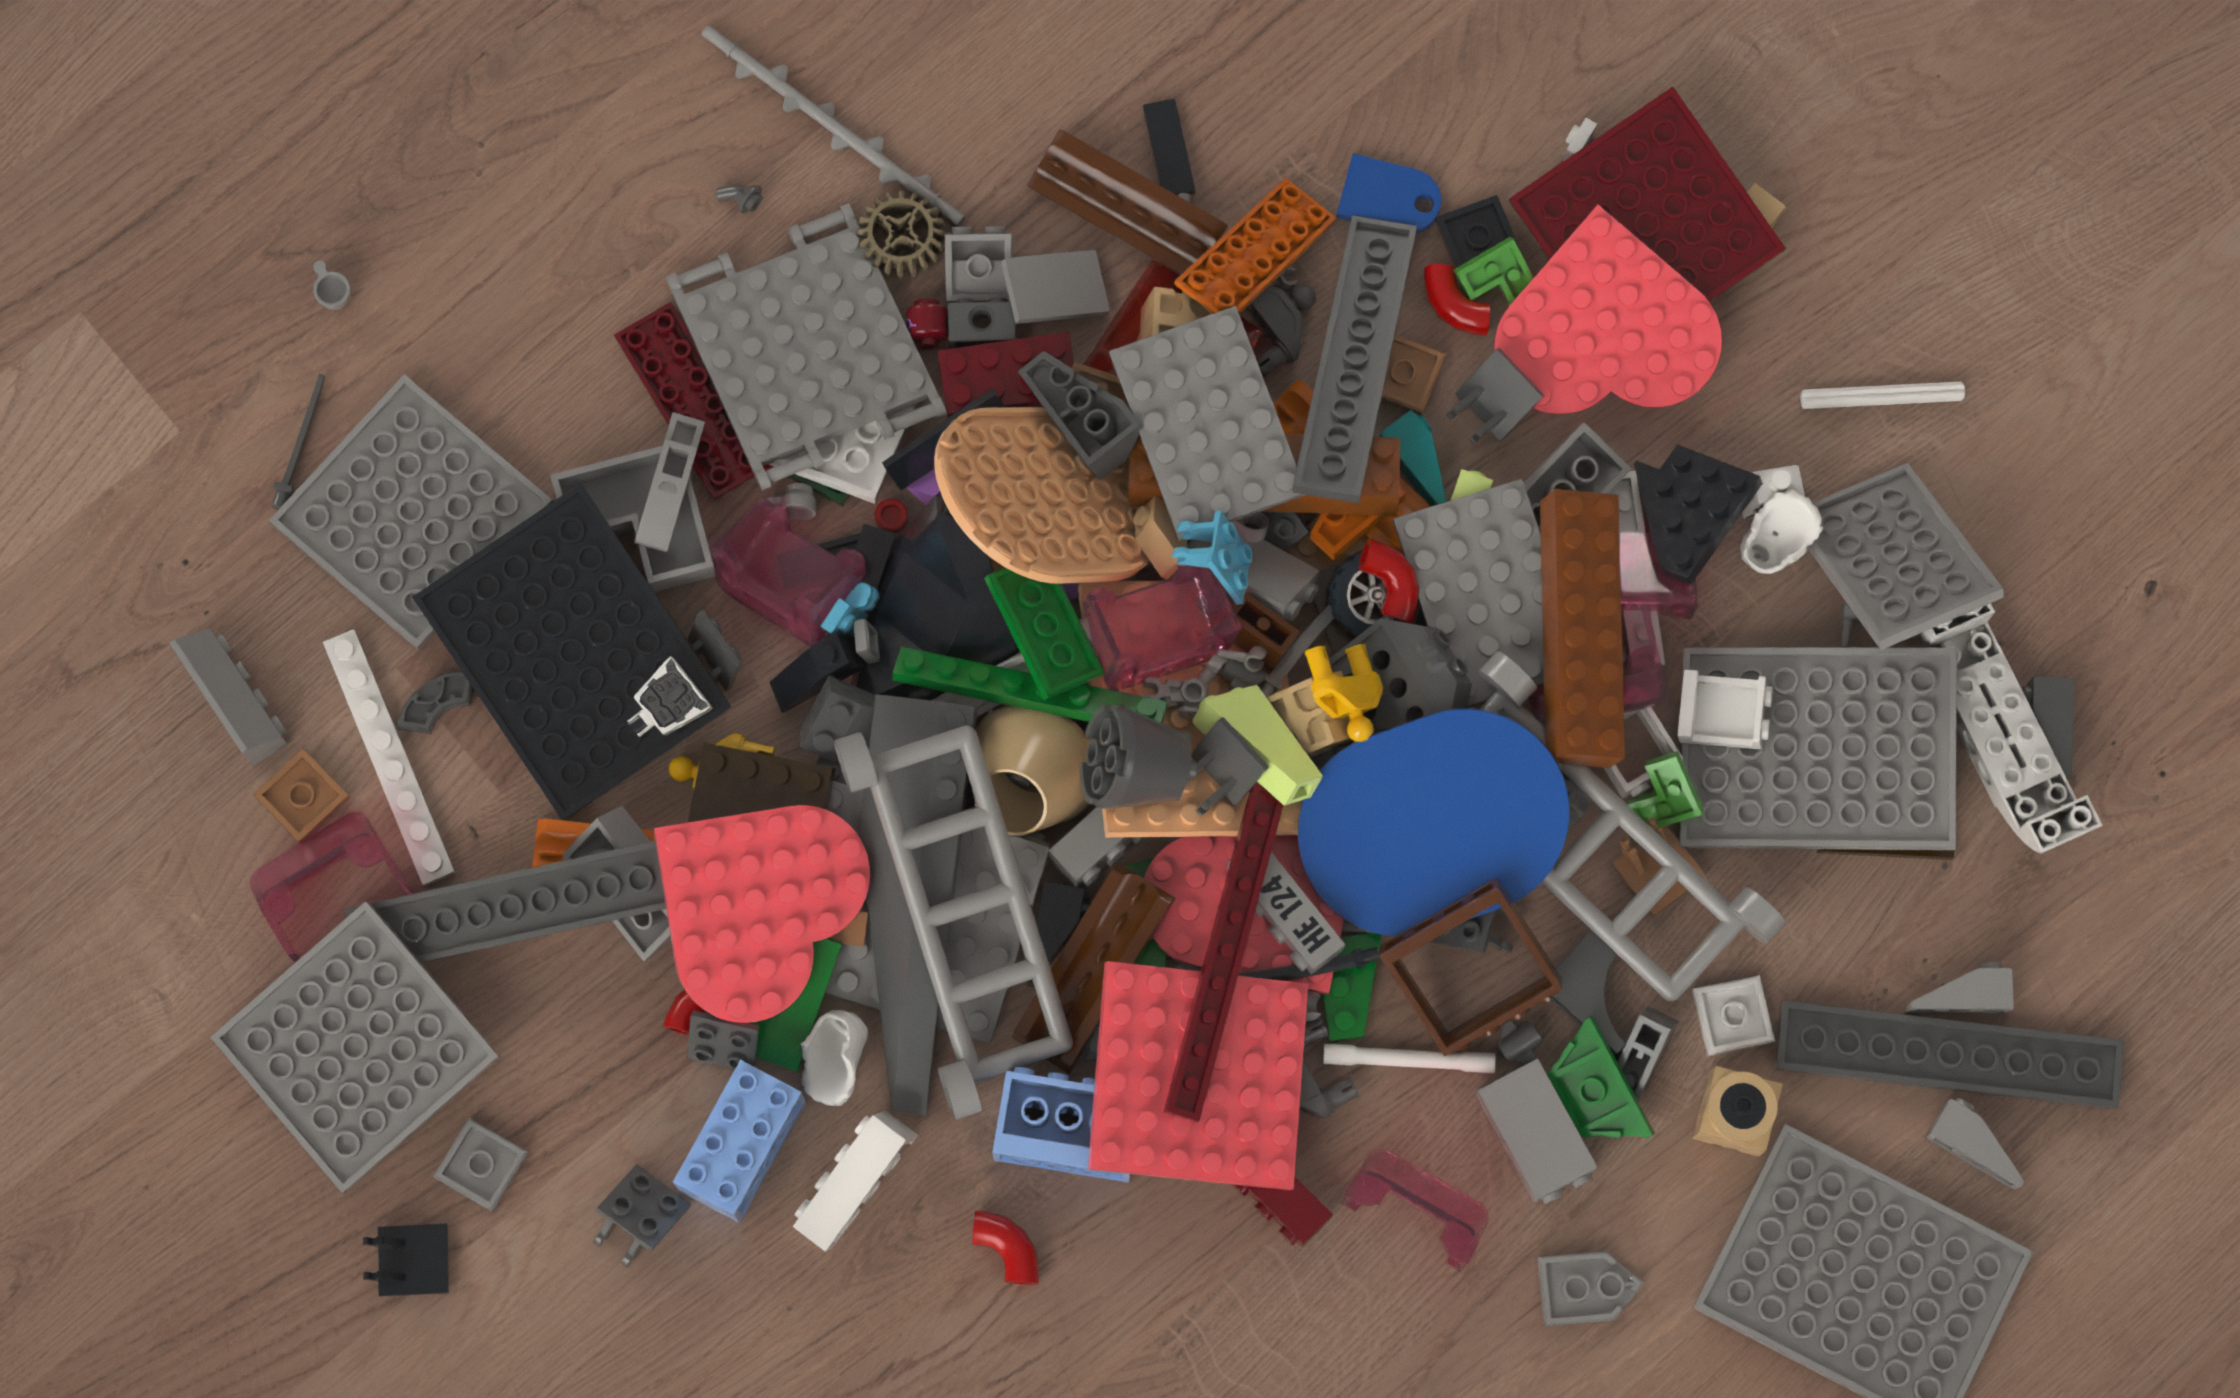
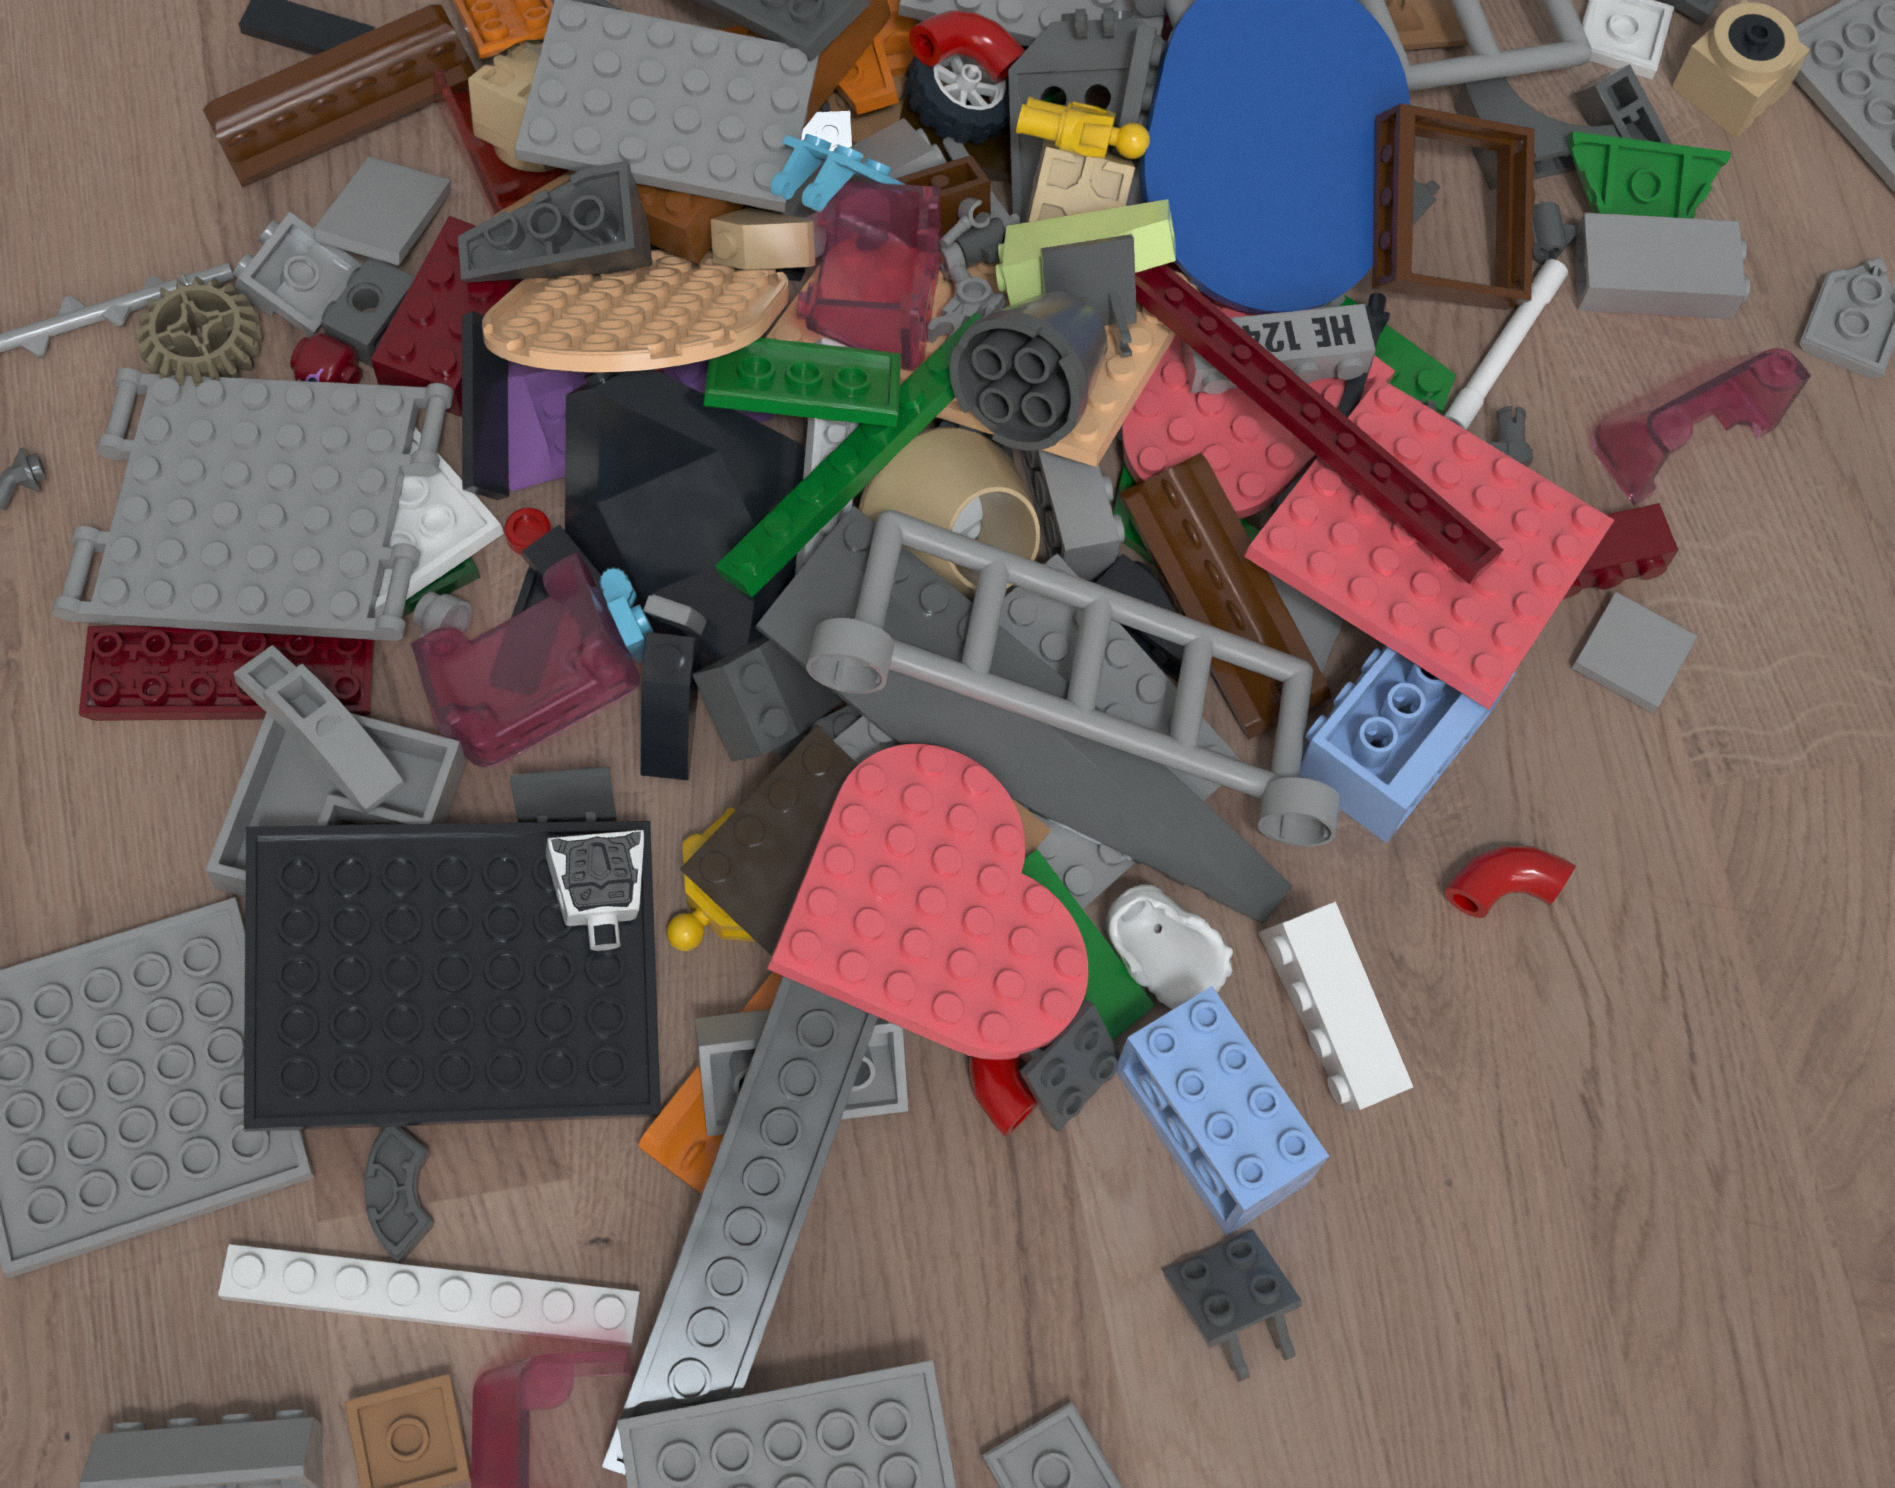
camera: 65 degrees left, 10 degrees down
(1223, 1253) = (1634, 652): none -> light grey tile
(1424, 701) = (1138, 93): none -> dark grey plate

